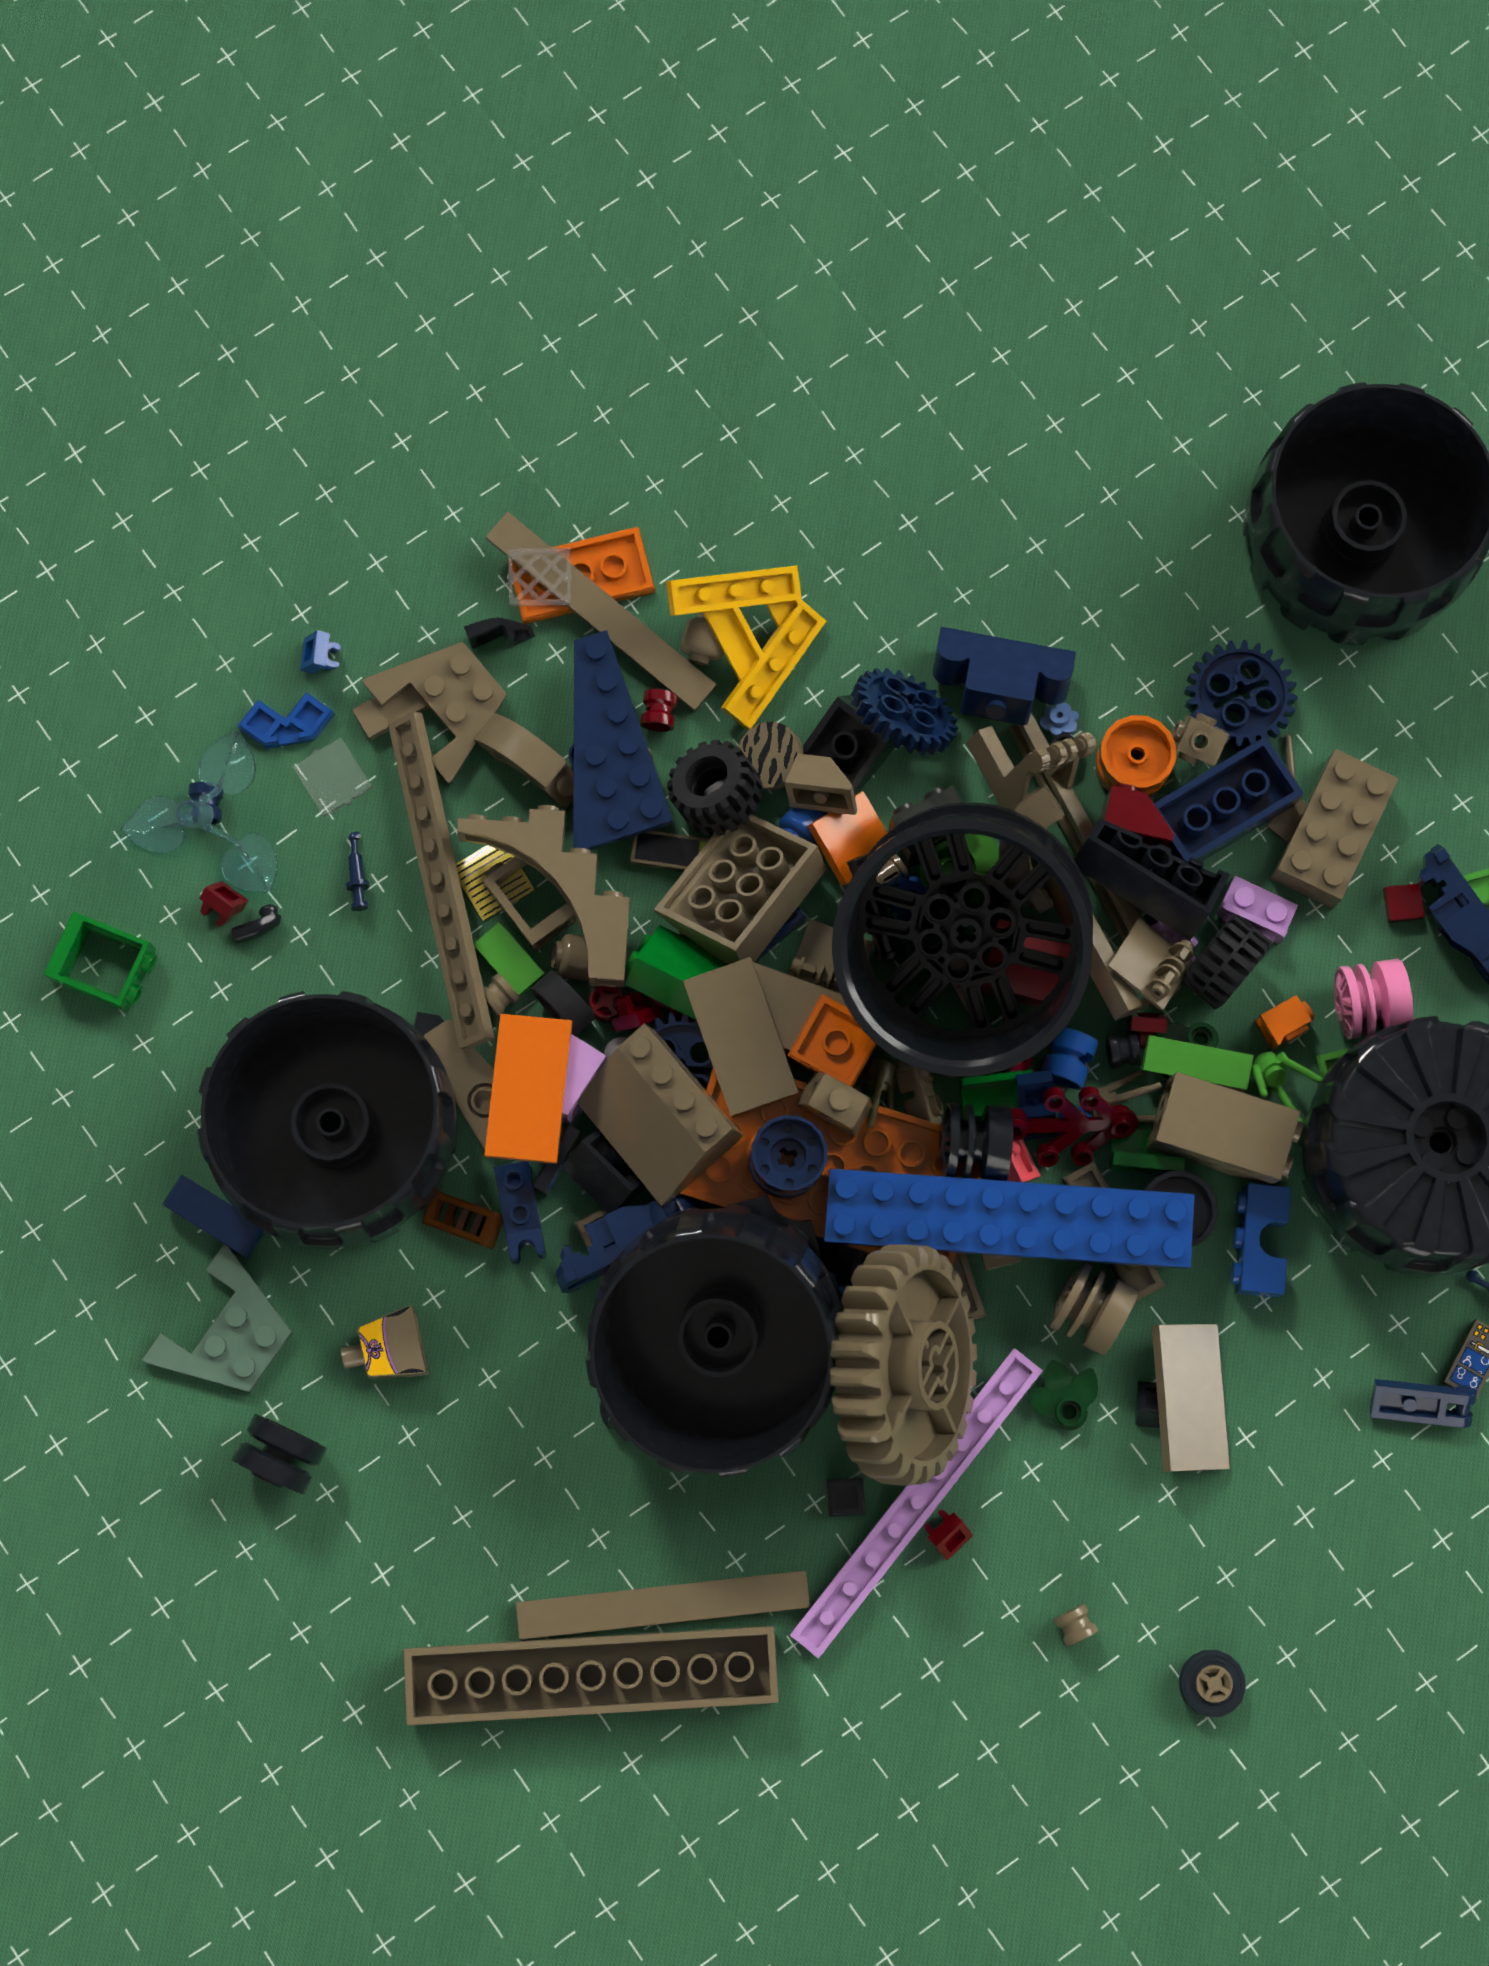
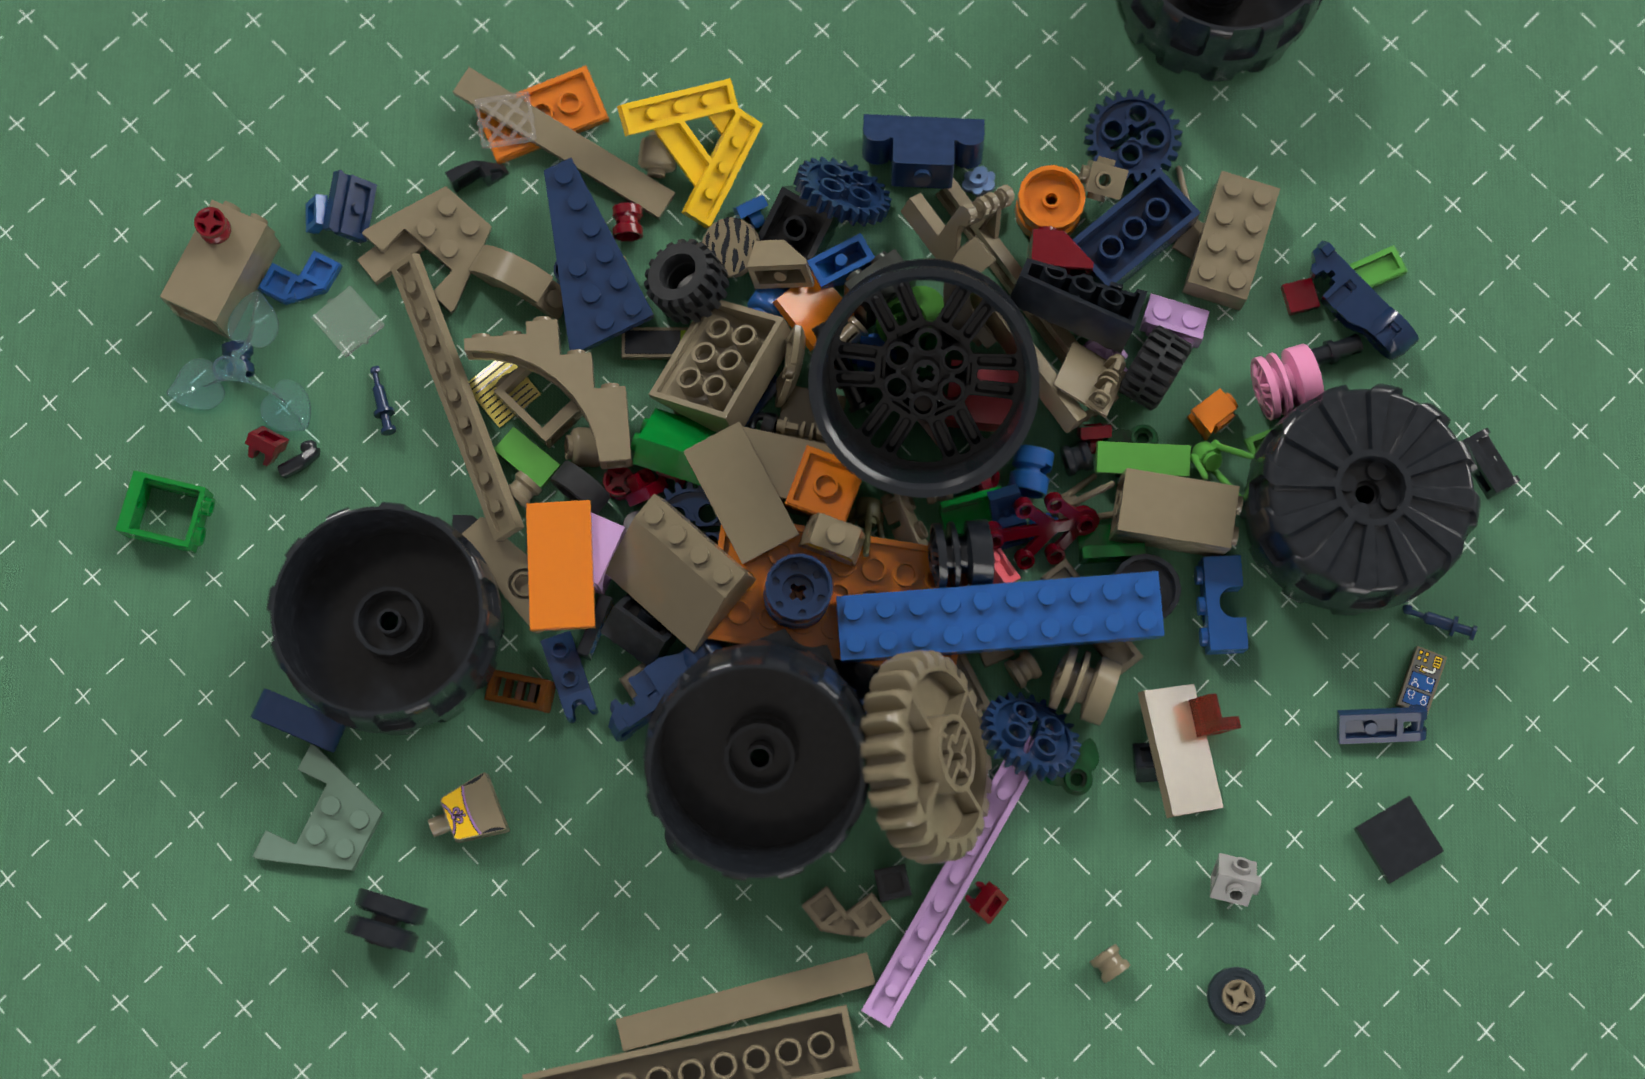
camera: 10 degrees left, 0 degrees up
(195, 645) = (208, 219): none -> dark red wheel
(201, 697) = (218, 276): none -> dark tan brick
(352, 649) = (349, 206): none -> dark blue plate
(783, 960) = (769, 421): none -> black tile
(799, 717) = (752, 210): none -> blue tile
(800, 1534) = (857, 921): none -> dark tan tile
(822, 892) = (793, 364): none -> dark tan brick
(890, 790) = (840, 261): none -> blue slope
(1027, 1279) = (1023, 669): none -> dark tan wheel
(1045, 1373) = (1008, 726): none -> dark blue gear
(1227, 1365) = (1208, 717): none -> clear red panel
(1229, 1552) = (1234, 880): none -> light grey brick
(1422, 1535) = (1398, 839): none -> black tile
(1431, 971) = (1331, 351): none -> black pin

